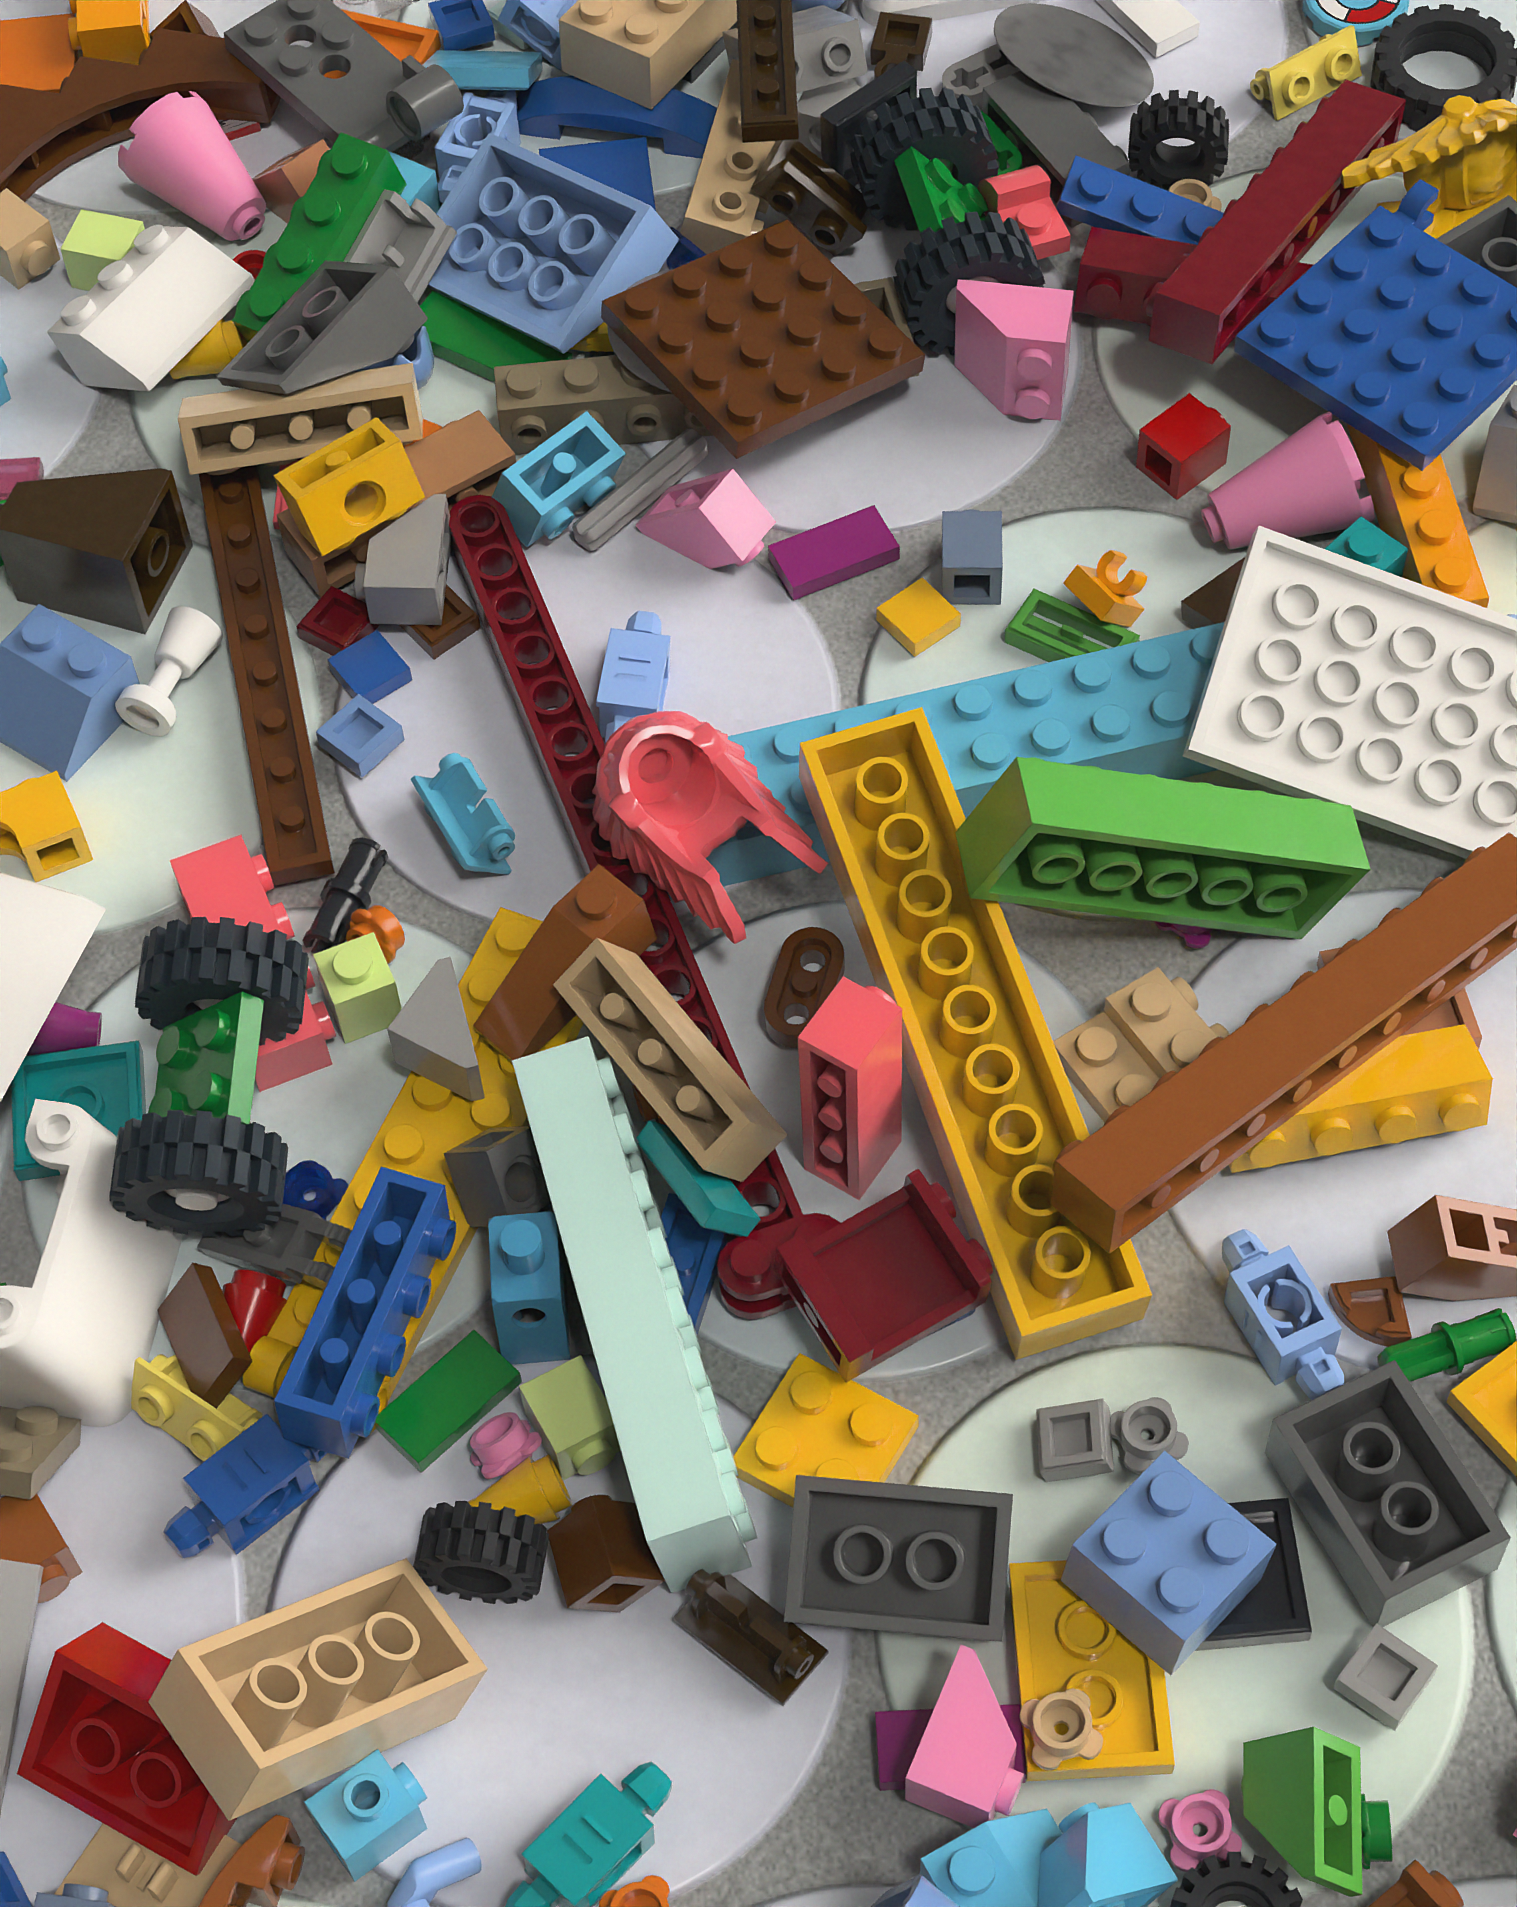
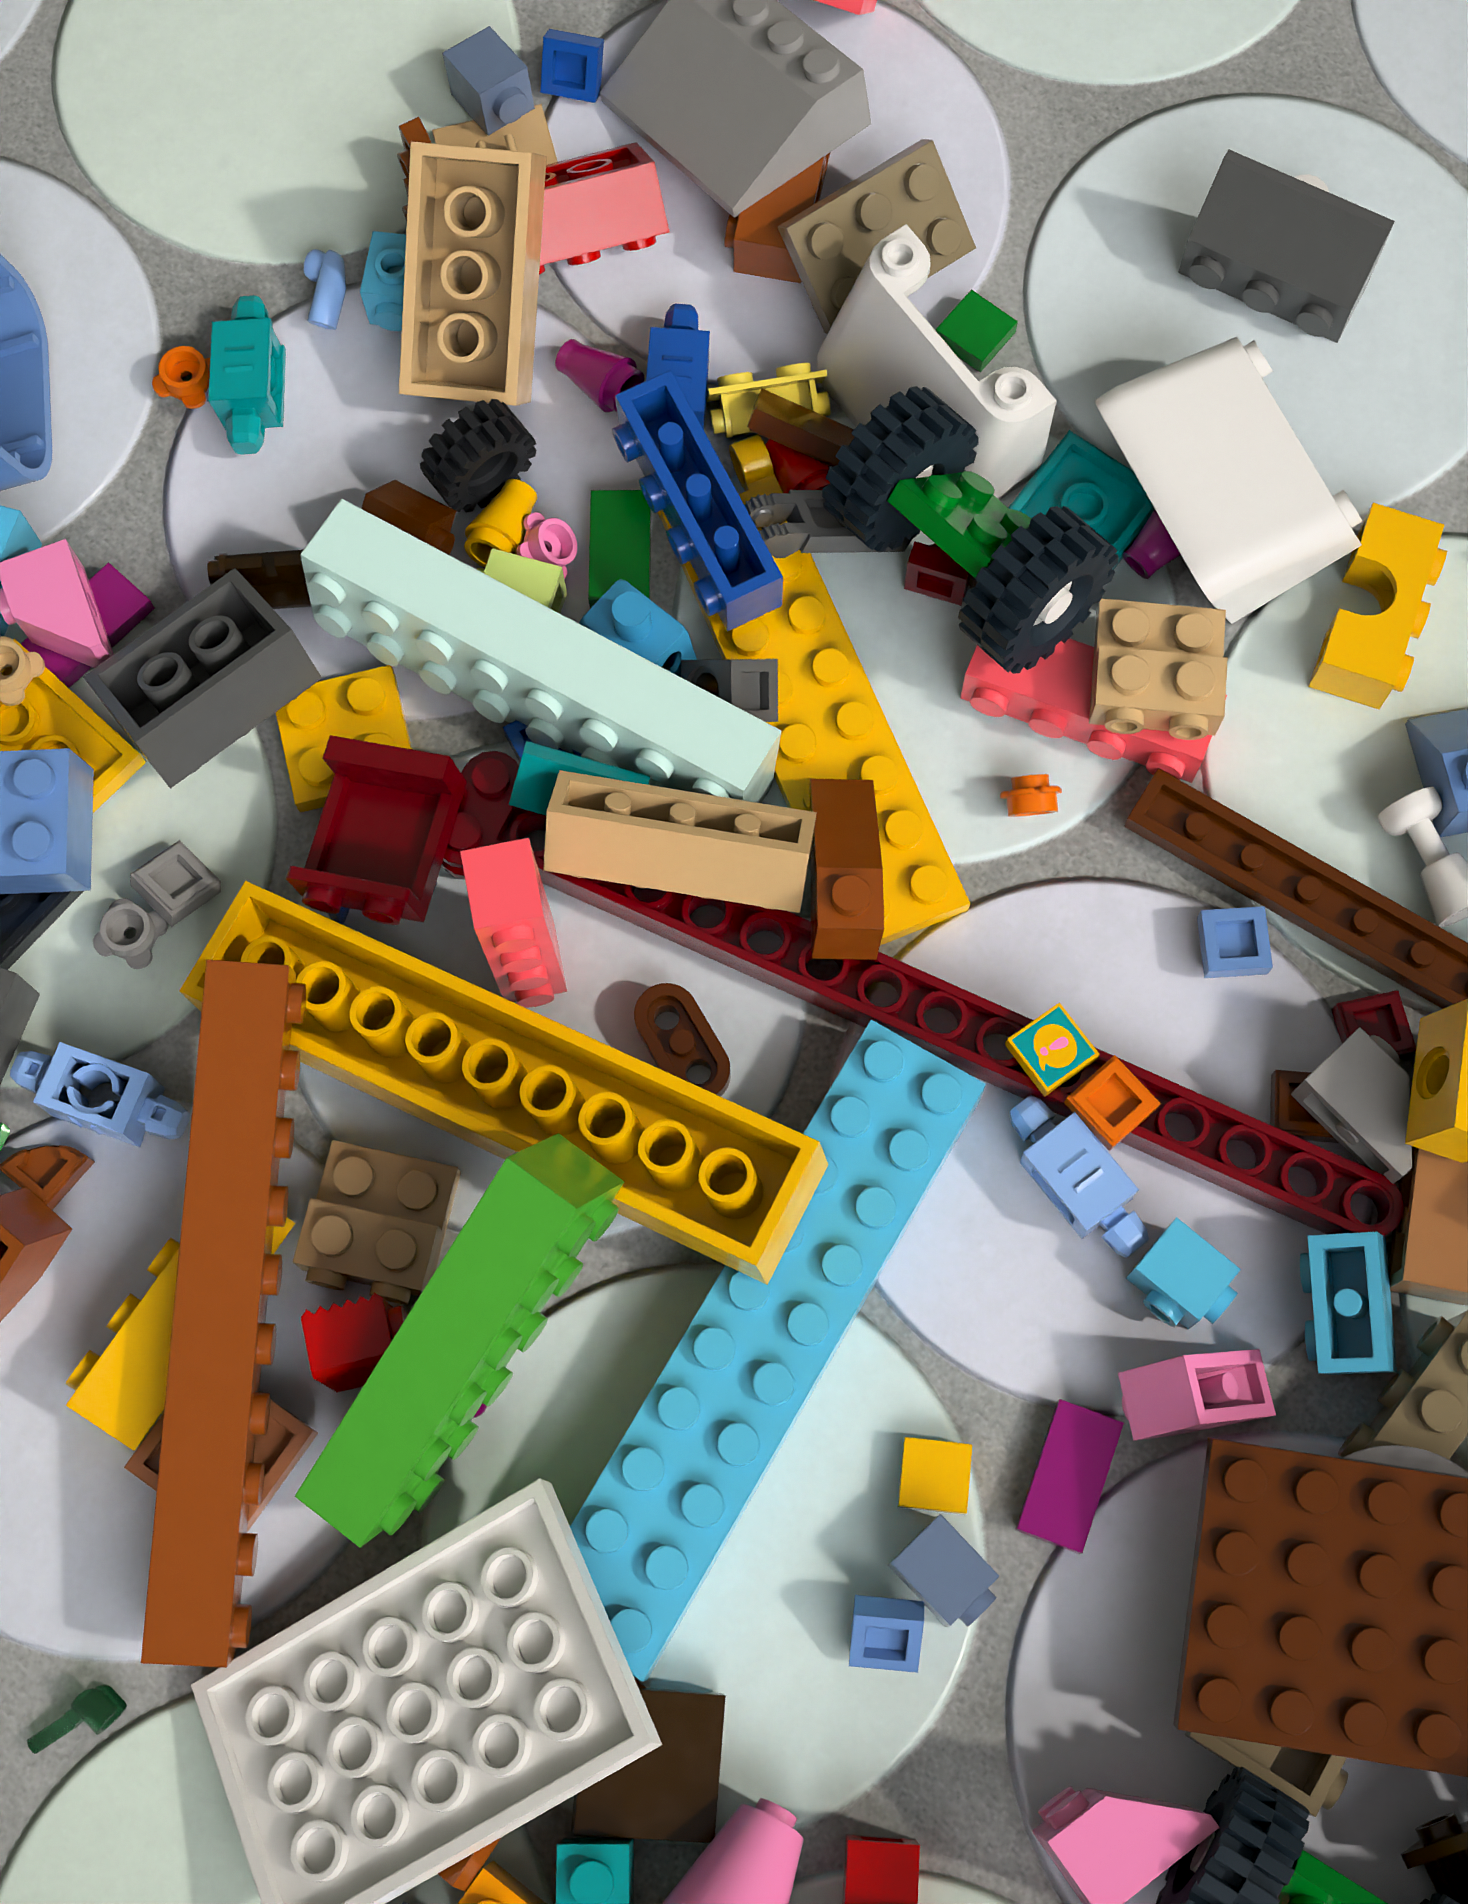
camera: 135 degrees right, 15 degrees up
(196, 875) = (1158, 668): none -> tan plate
(298, 1552) = (598, 372): none -> magenta cone
(312, 1177) = (863, 574): clear blue plate -> none
(345, 894) = (1087, 808): black pin -> none
(358, 987) = (990, 742): yellowish green brick -> none
(370, 668) = (1301, 1011): blue tile -> none
(434, 1034) = (878, 740): light grey slope -> none
(478, 835) = (1075, 941): medium azure hinge -> none
(565, 688) = (1112, 1102): none -> orange tile
(566, 746) = (1051, 1049): none -> tile
(637, 579) = (1184, 1277): none -> medium azure brick
(640, 489) = (1290, 1369): light grey axle -> none
(676, 794) = (889, 1063): coral piece -> none
(1040, 555) = (886, 1633): none -> medium blue plate
(1057, 643) = (846, 1563): bright green tile -> none
(1104, 593) = (795, 1639): light orange tile -> none
(1234, 956) = (349, 1340): none -> red brick

